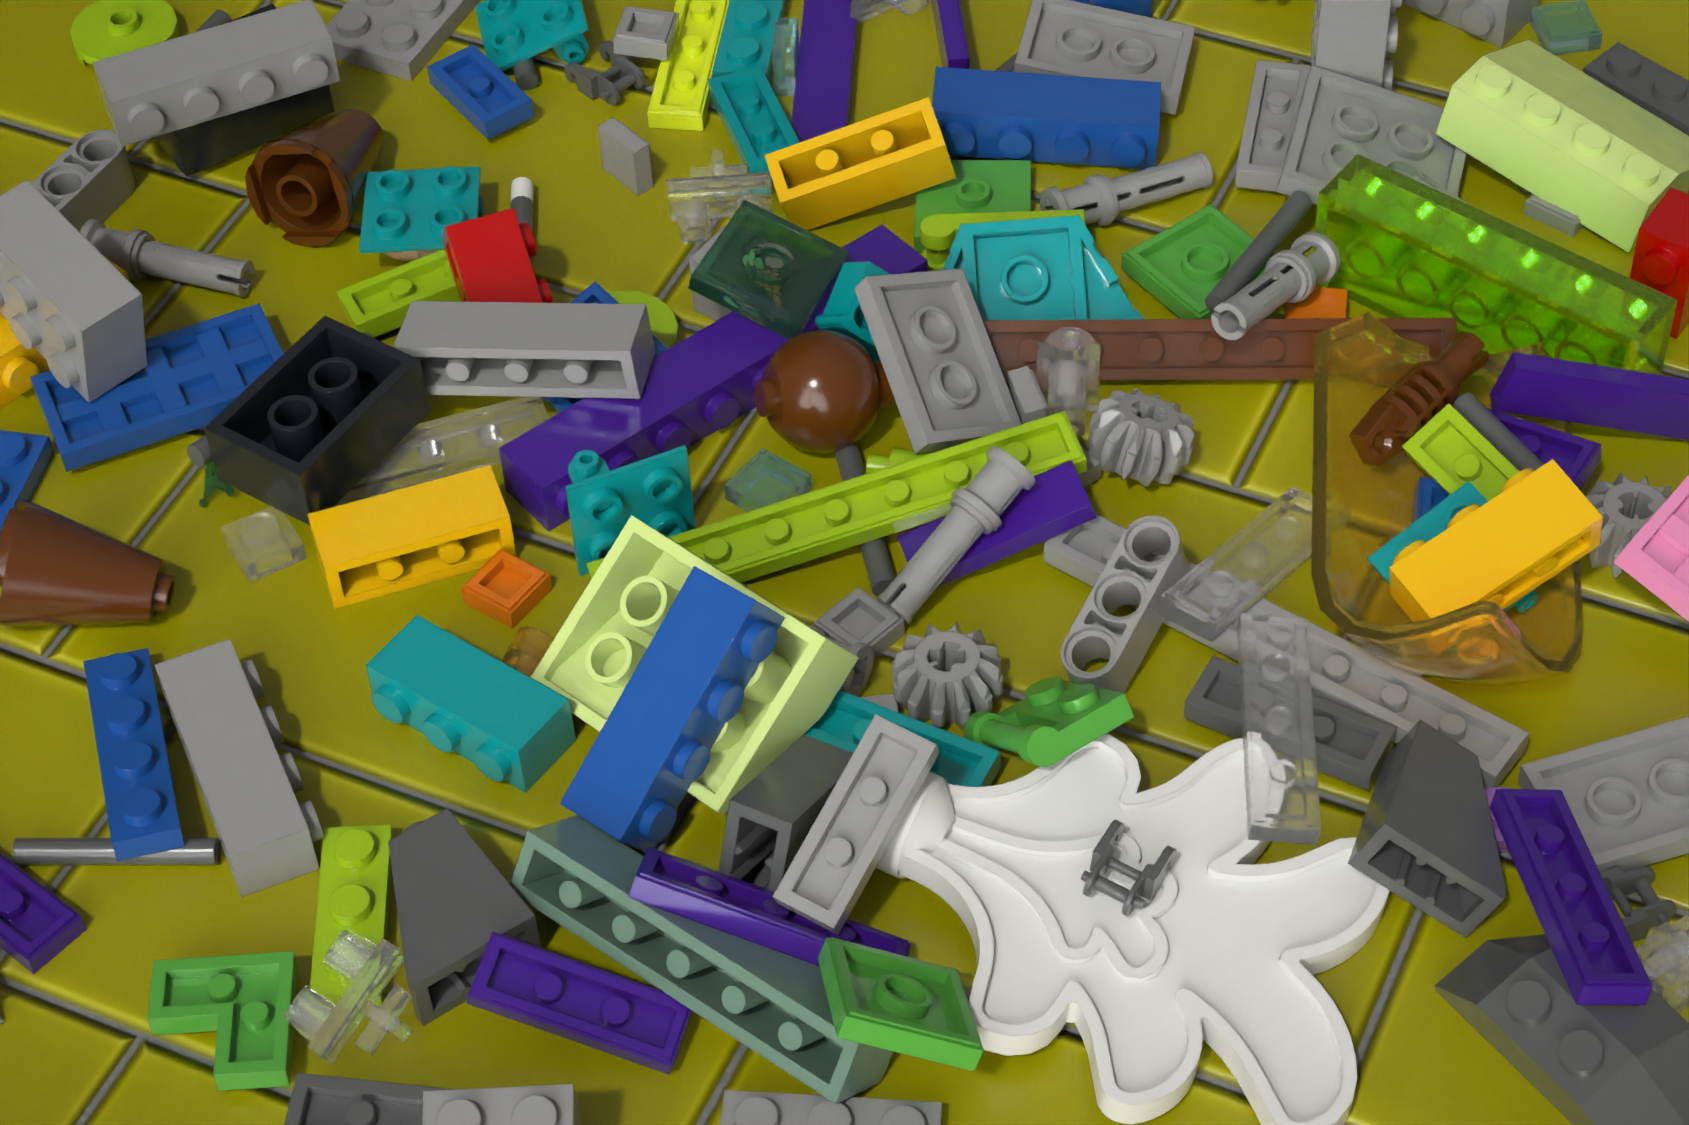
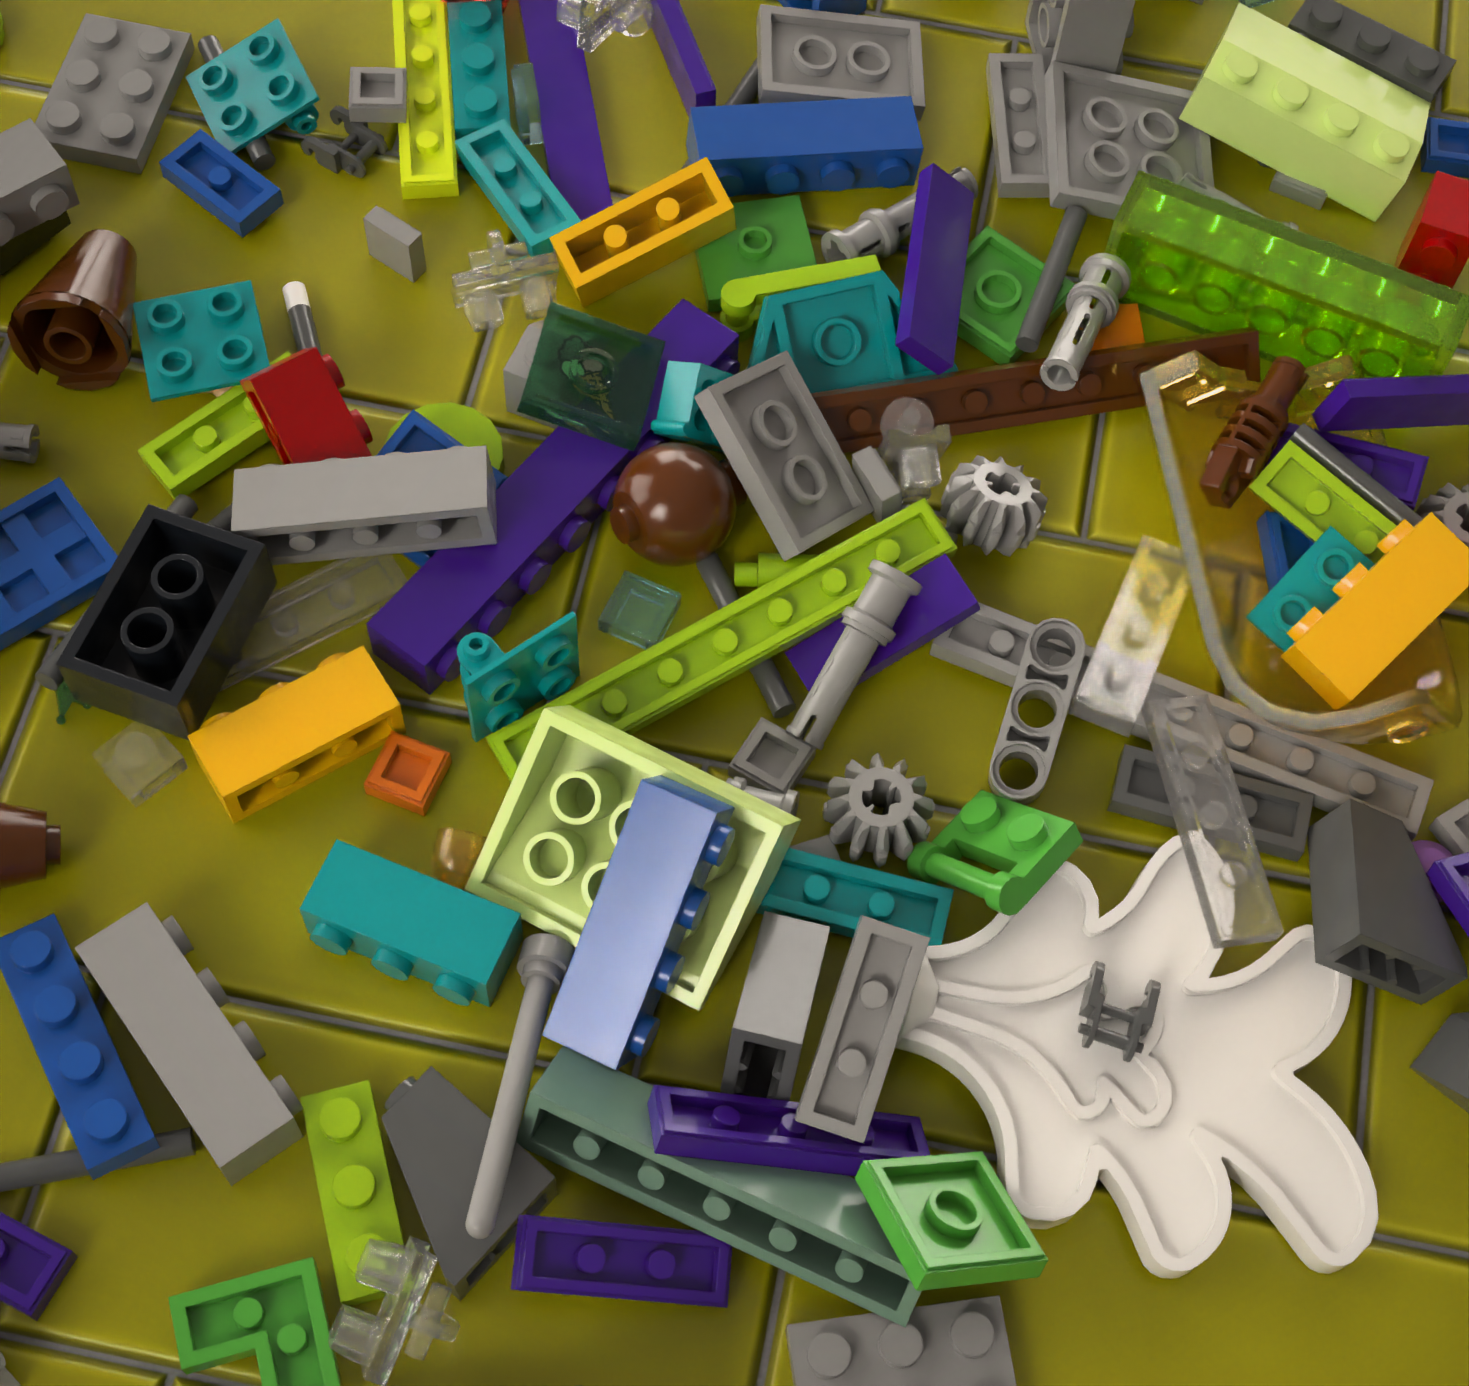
camera: 20 degrees left, 15 degrees up
(508, 847) = (542, 970): none -> light grey piece
(1138, 227) = (935, 270): none -> dark purple tile

